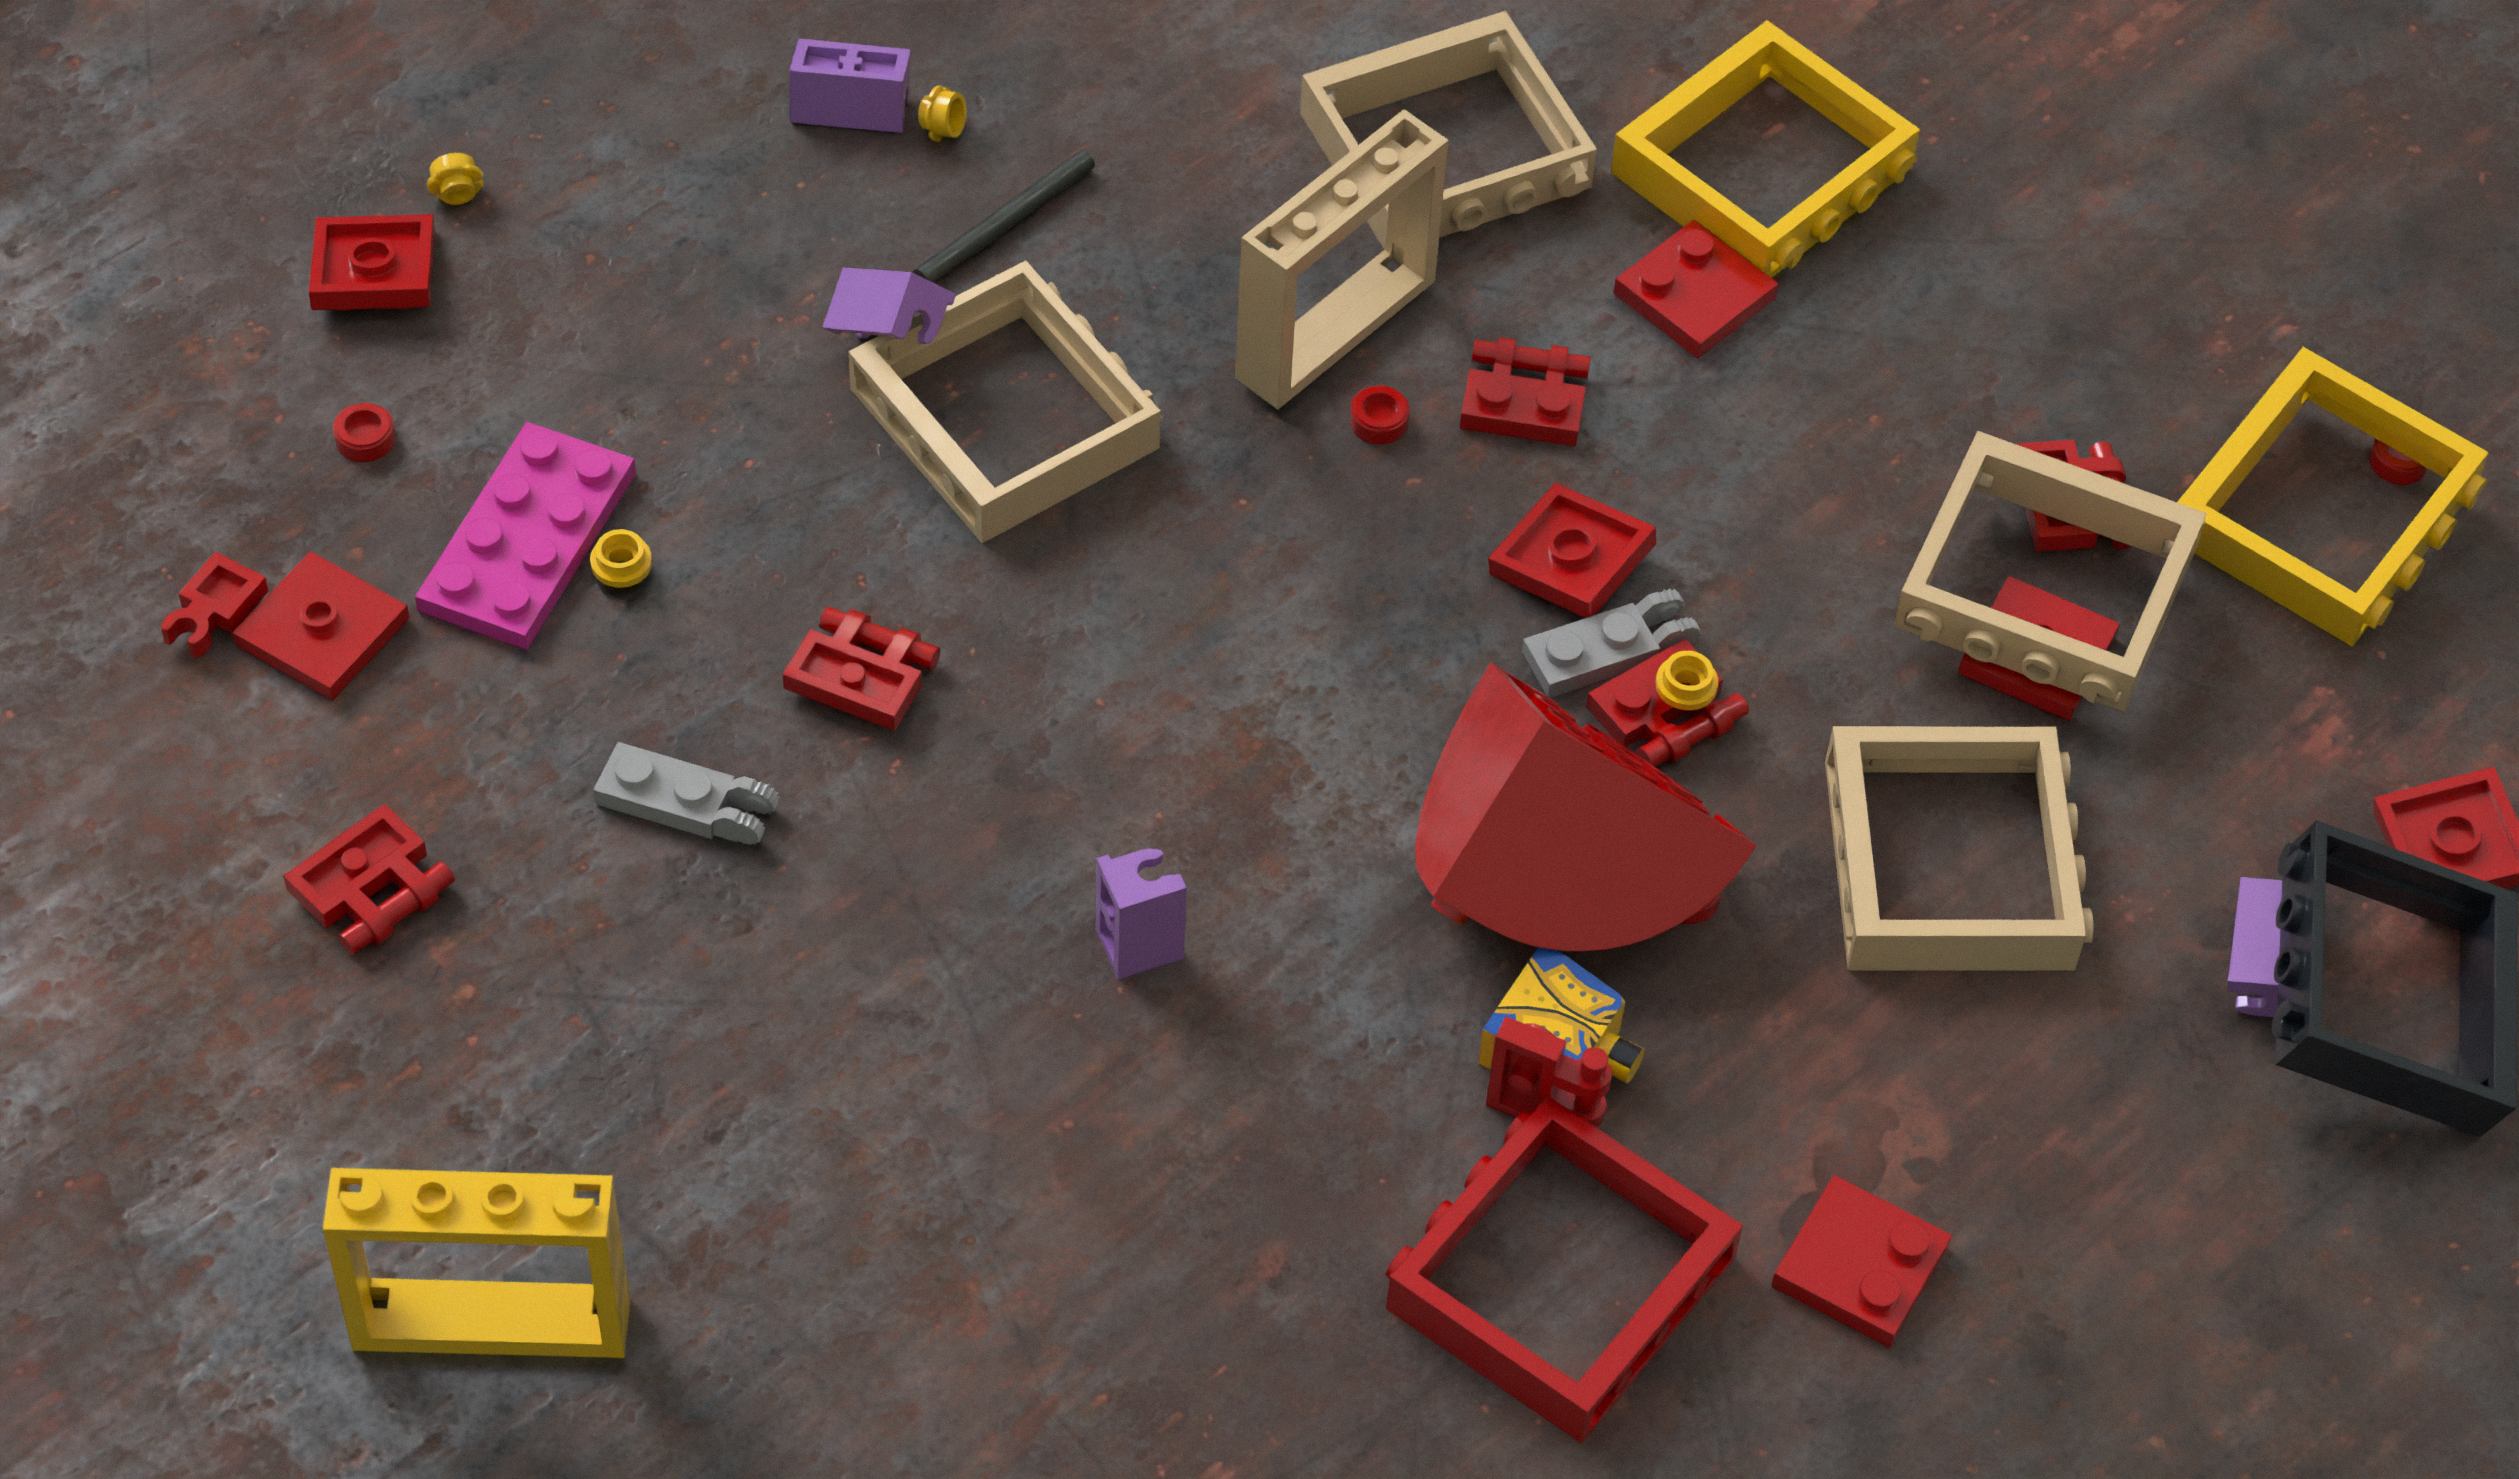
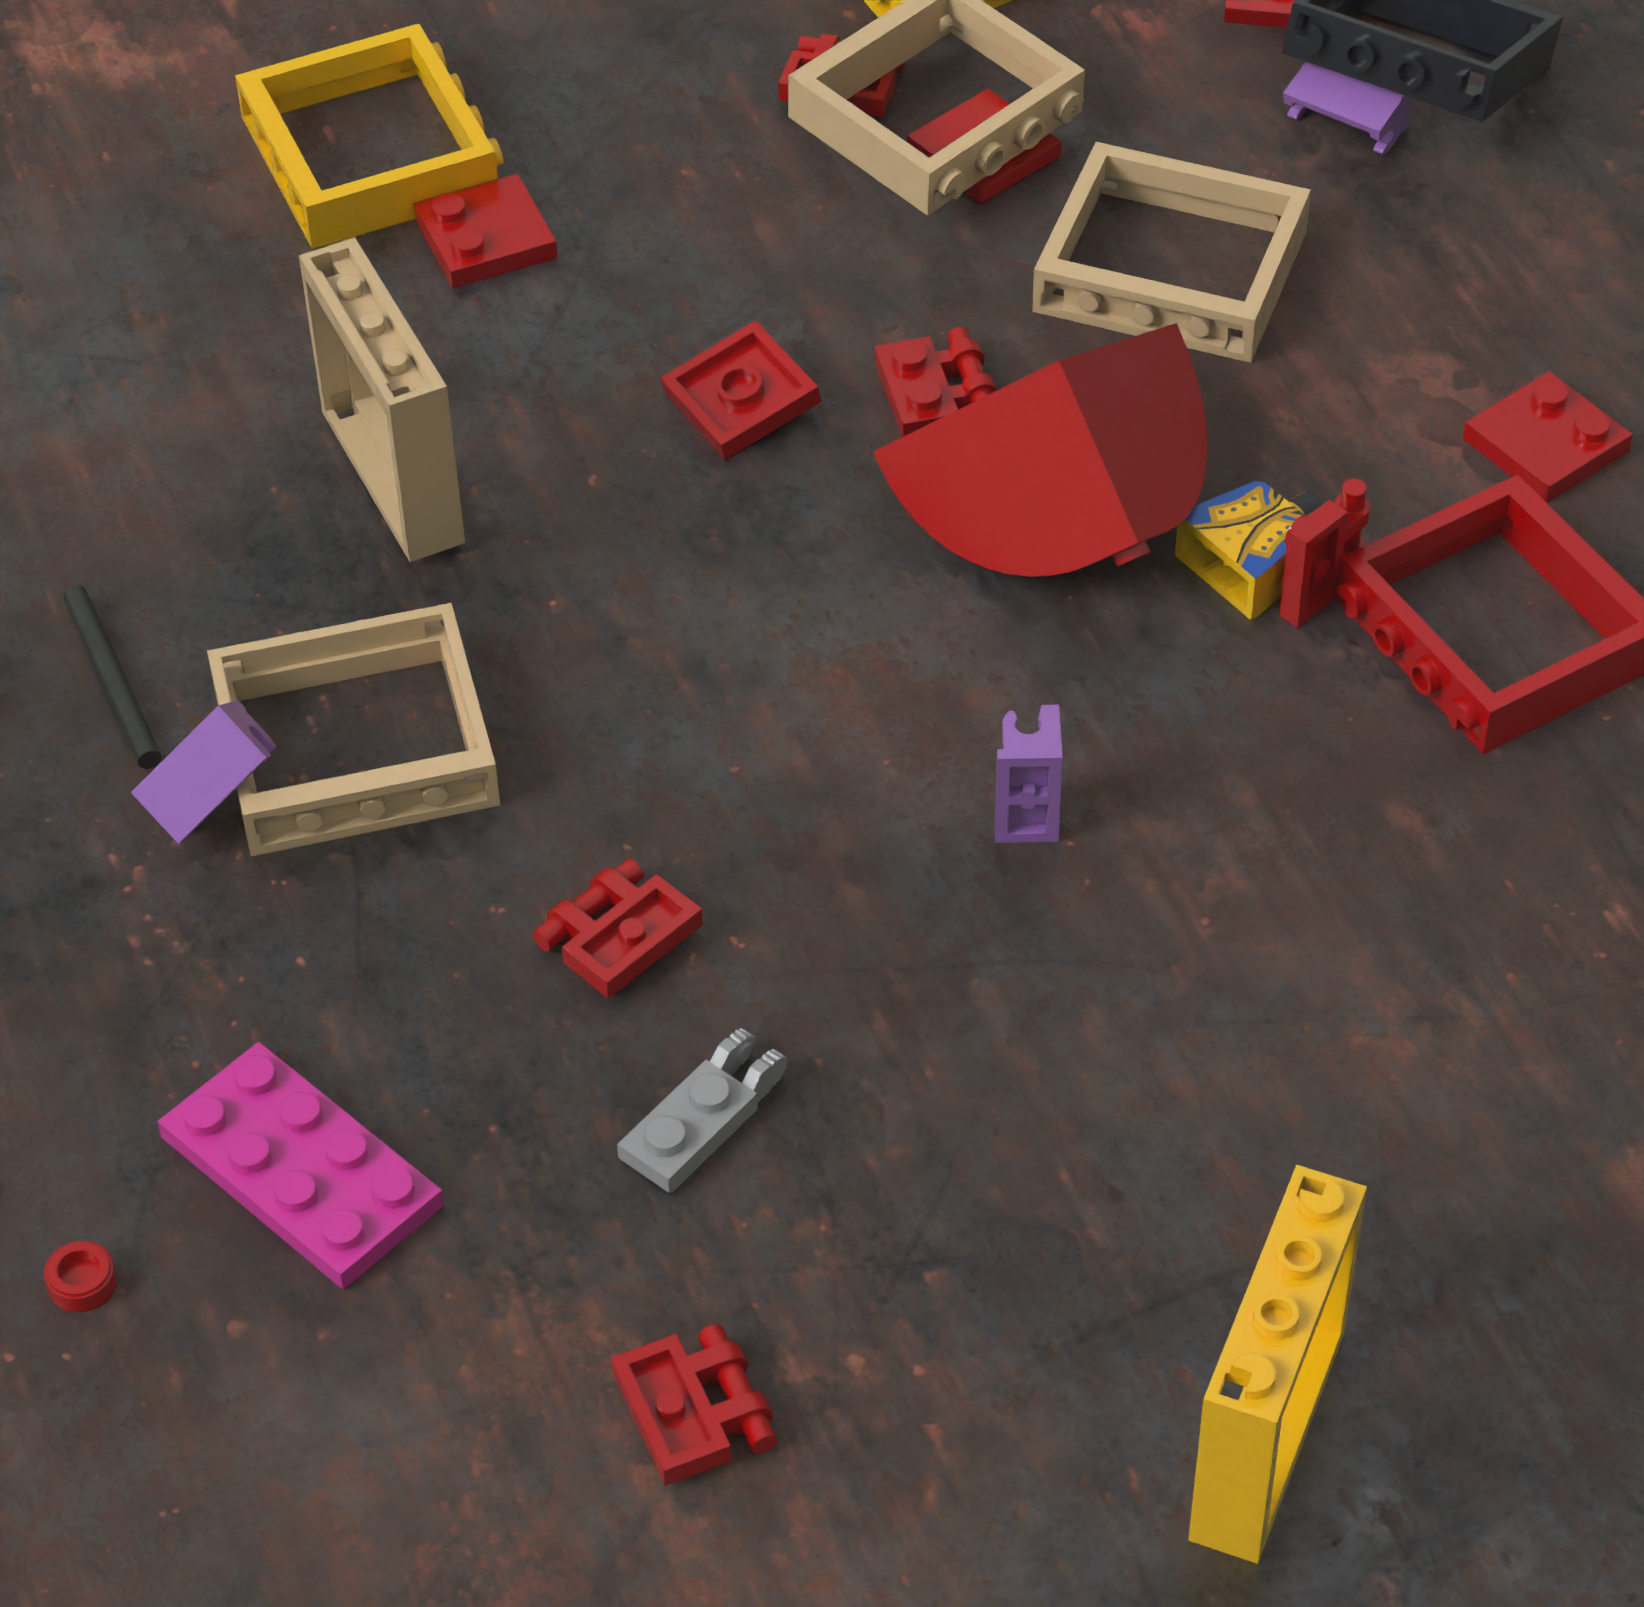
camera: 65 degrees left, 5 degrees down
(215, 596) = (249, 1455): red plate -> none
(321, 625) = (327, 1375): red plate -> none
(616, 547) = (375, 1074): yellow plate -> none
(1379, 414) = (510, 476): red tile -> none
(1440, 61) = (199, 259): tan window -> none
(1524, 405) = (551, 382): red plate -> none
(1606, 643) = (849, 403): light grey hinge -> none
(1687, 668) = (940, 343): yellow plate -> none

